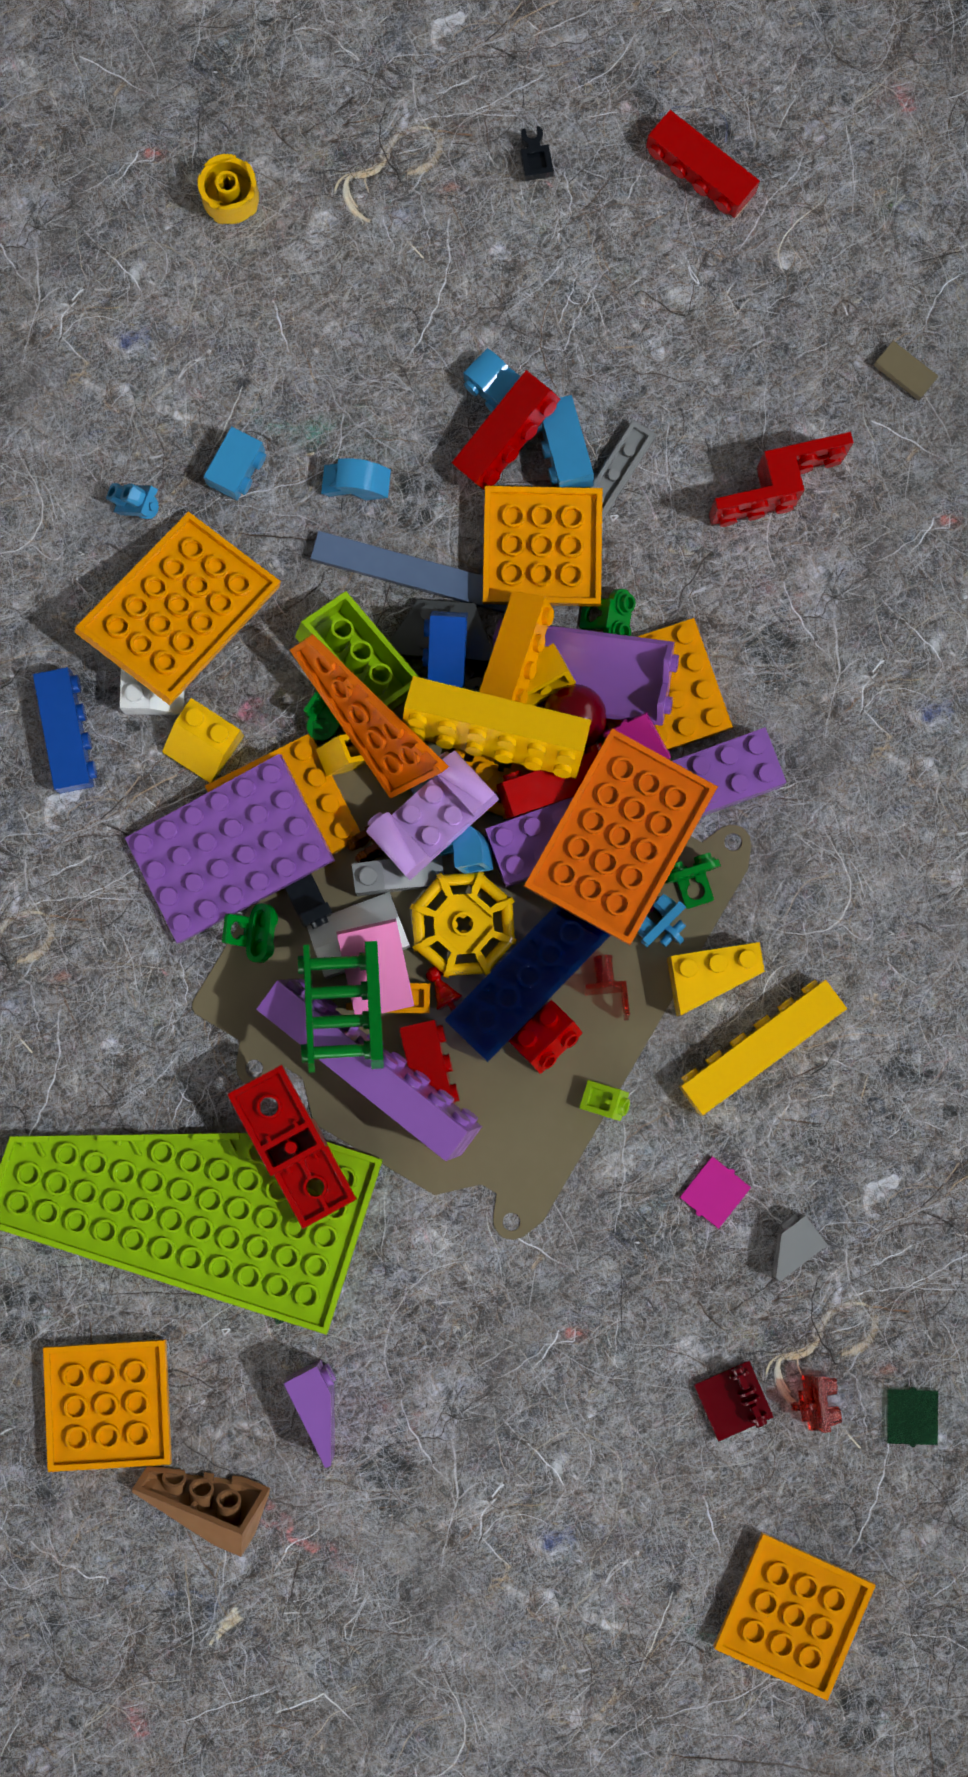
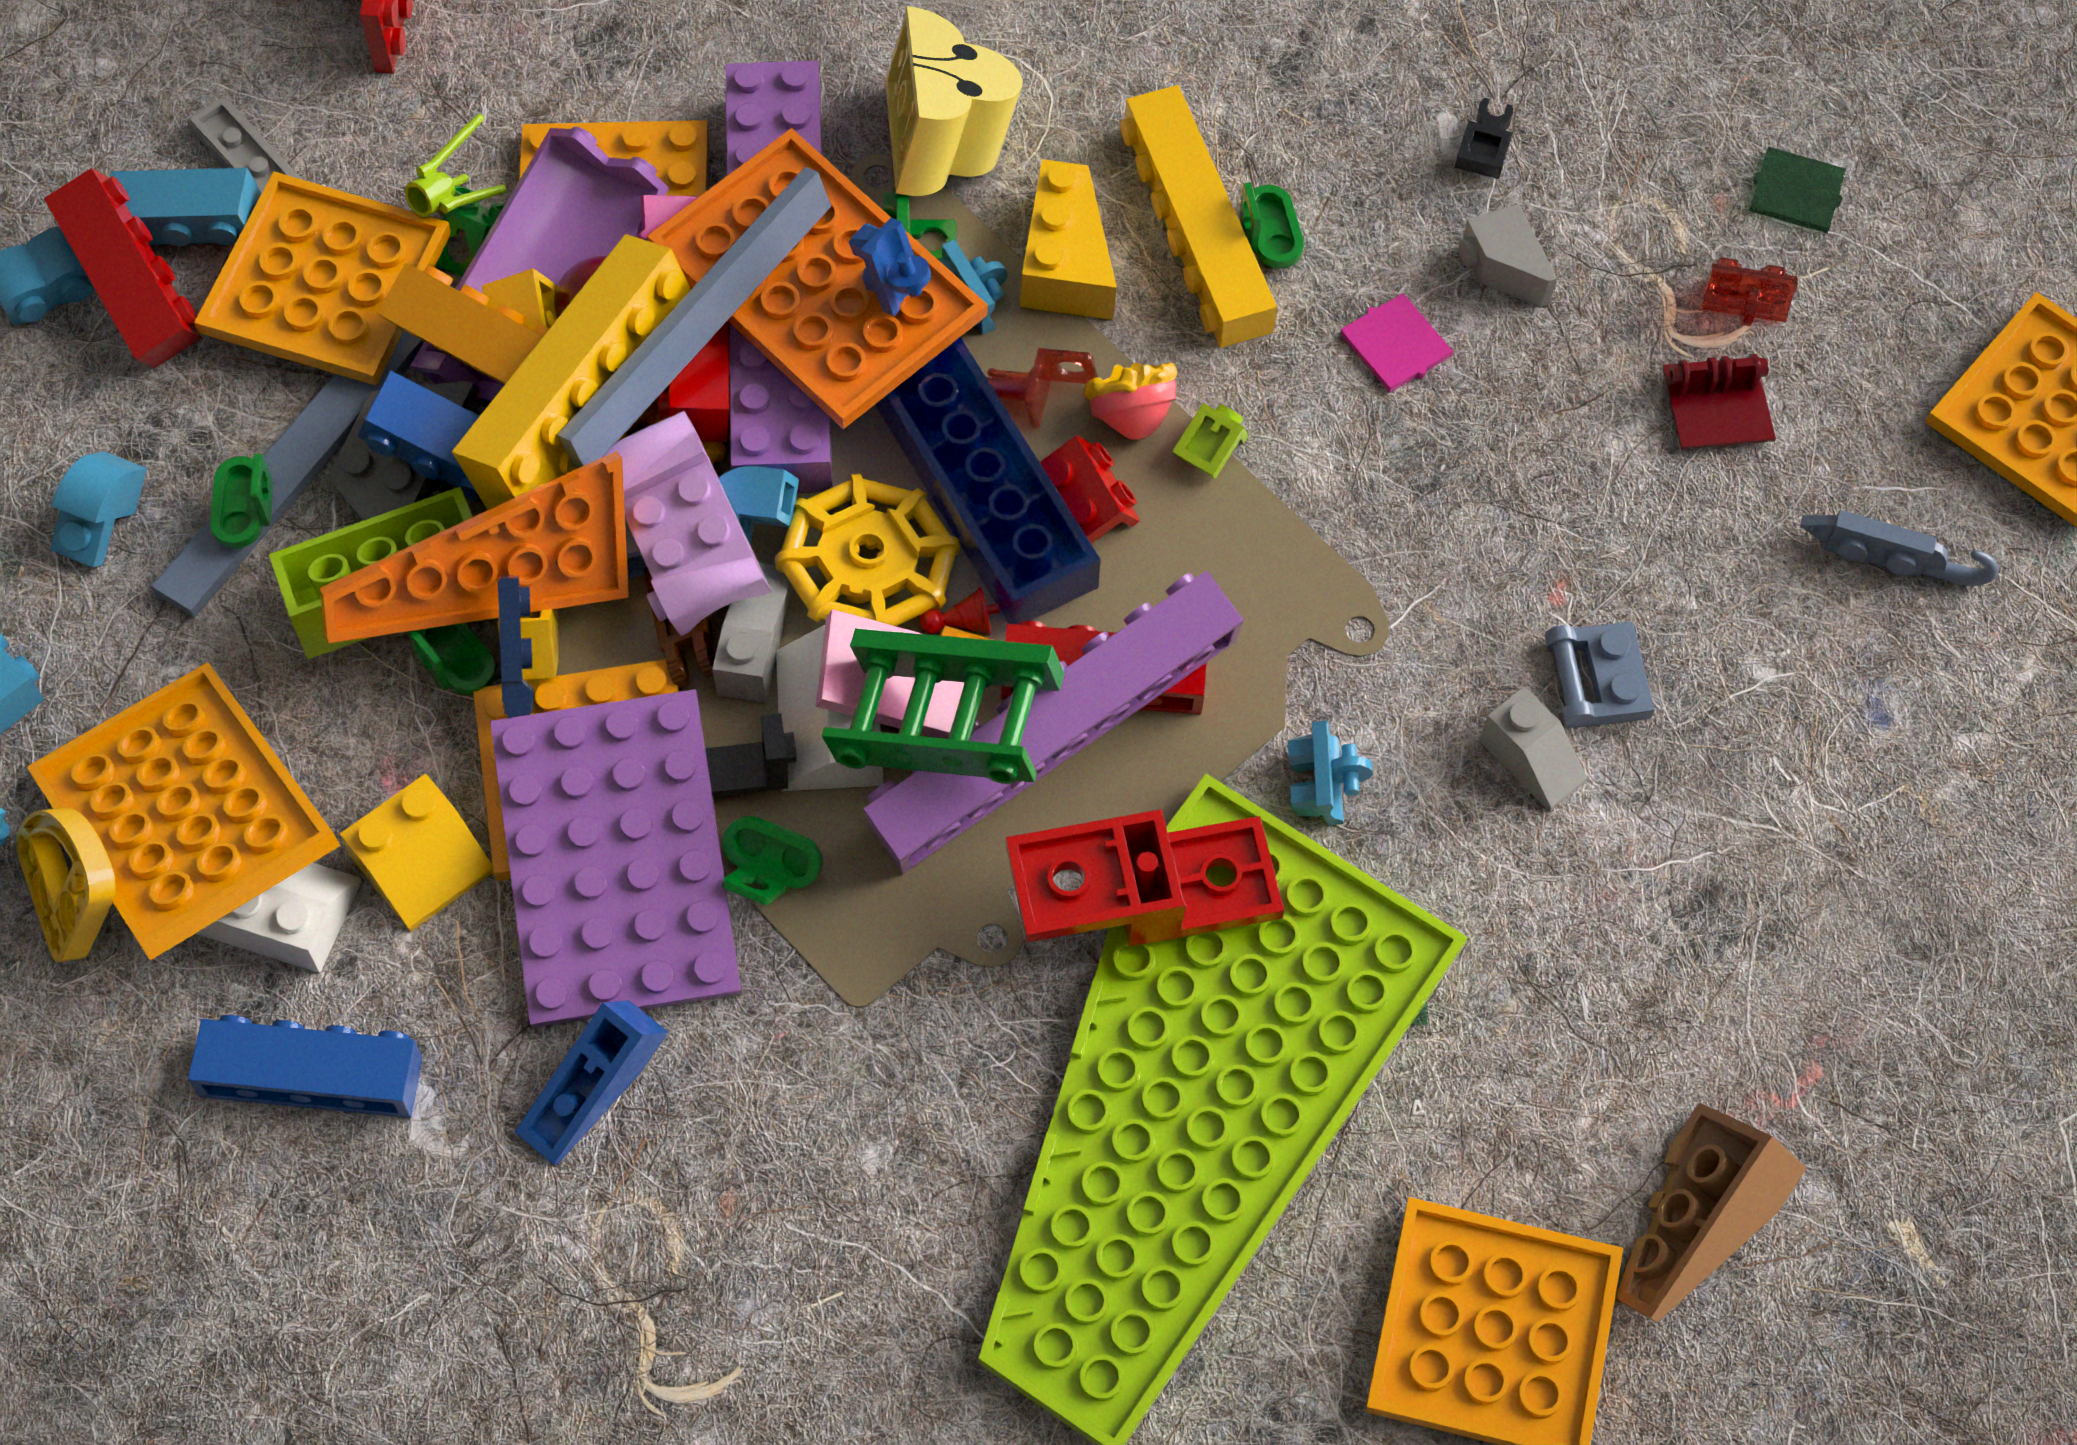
camera: 70 degrees left, 20 degrees down
(103, 882) = (591, 1078): none -> blue slope
(123, 562) = (66, 902): none -> yellow beam
(314, 1400) = (1586, 974): medium lavender slope -> none
(321, 752) = (514, 650): none -> dark blue hinge
(379, 559) = (241, 501): none -> green bracket
(406, 1232) = (1322, 754): none -> dark azure hips
(457, 1344) = (1533, 748): none -> light grey slope
(527, 1379) = (1614, 670): none -> sand blue plate
(555, 780) = (695, 320): none -> sand blue tile
(616, 587) = (436, 190): none -> lime plant
(616, 1045) = (1133, 398): none -> coral hair
(623, 882) = (890, 264): none -> blue hips
(658, 1534) = (1895, 548): none -> sand blue plate
(769, 1094) = (1271, 225): none -> green bracket
(778, 871) = (945, 104): none -> light yellow brick
(875, 1211) = (1486, 142): none -> black plate

